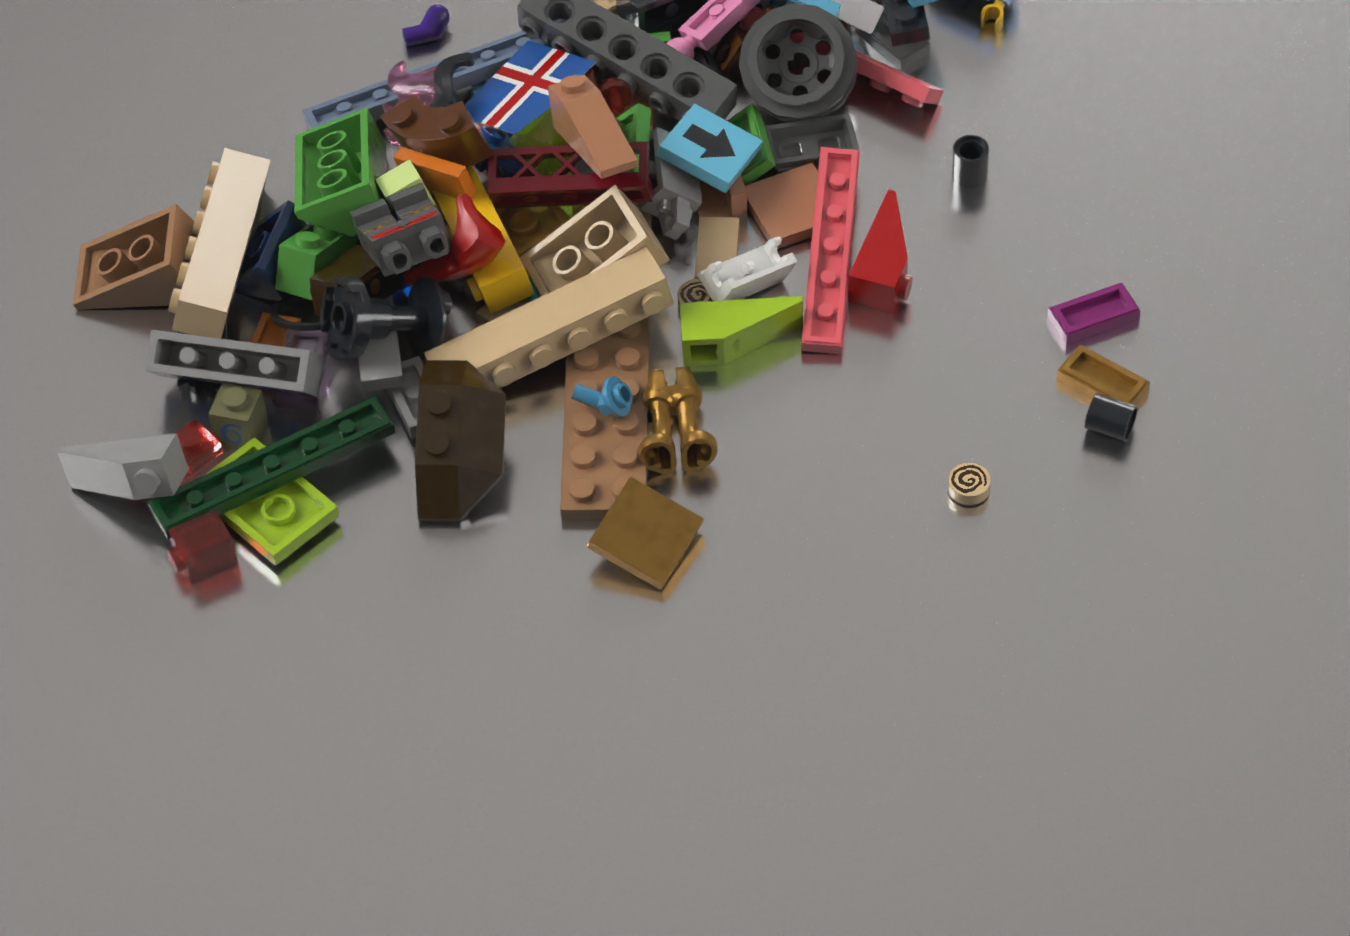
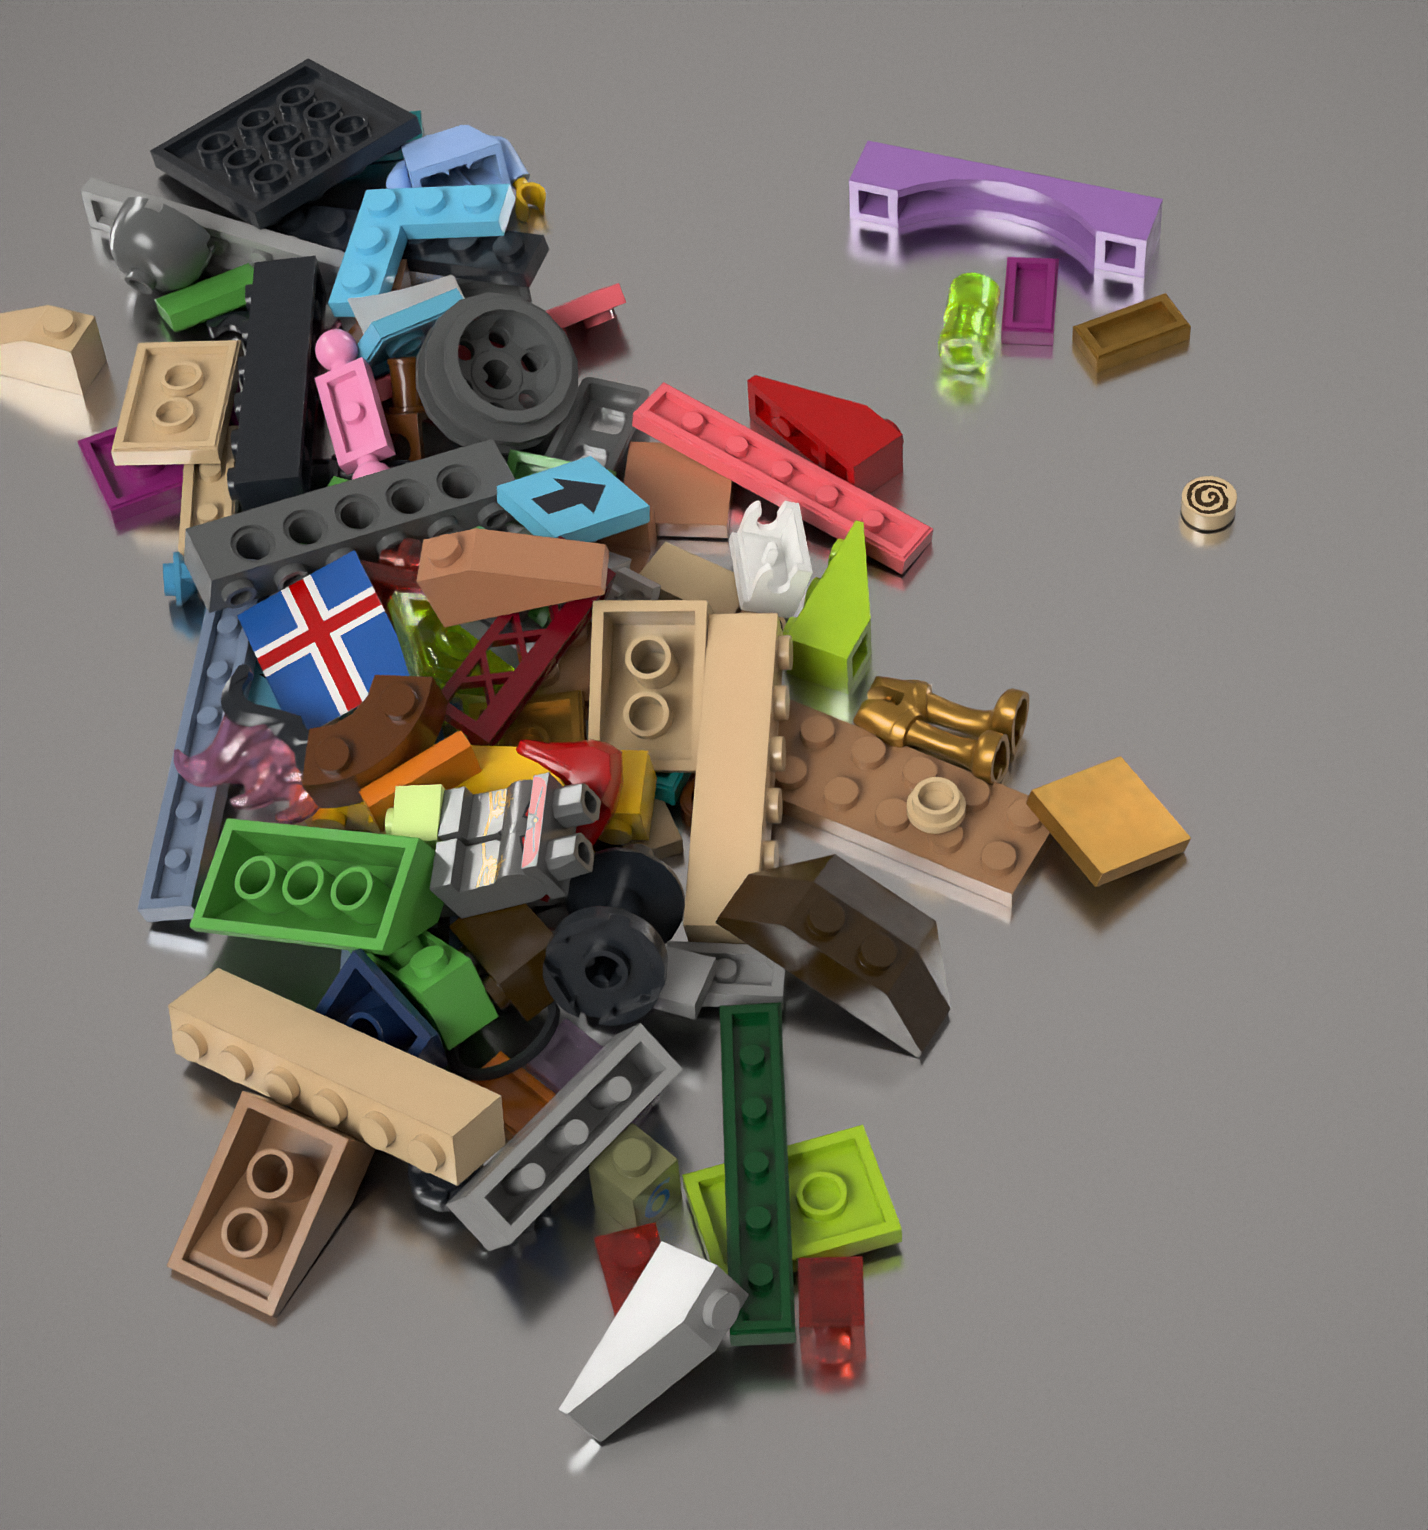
camera: 60 degrees left, 0 degrees up
(431, 27) = (98, 721): dark purple arm -> none
(592, 435) = (936, 805): none -> tan plate
(613, 399) = (889, 762): dark azure plate -> none
(970, 161) = (739, 303): black beam -> none
(1040, 285) = (968, 321): none -> clear neon green piece
(1111, 417) = (1198, 342): black beam -> none
(1145, 201) = (909, 186): none -> medium lavender arch

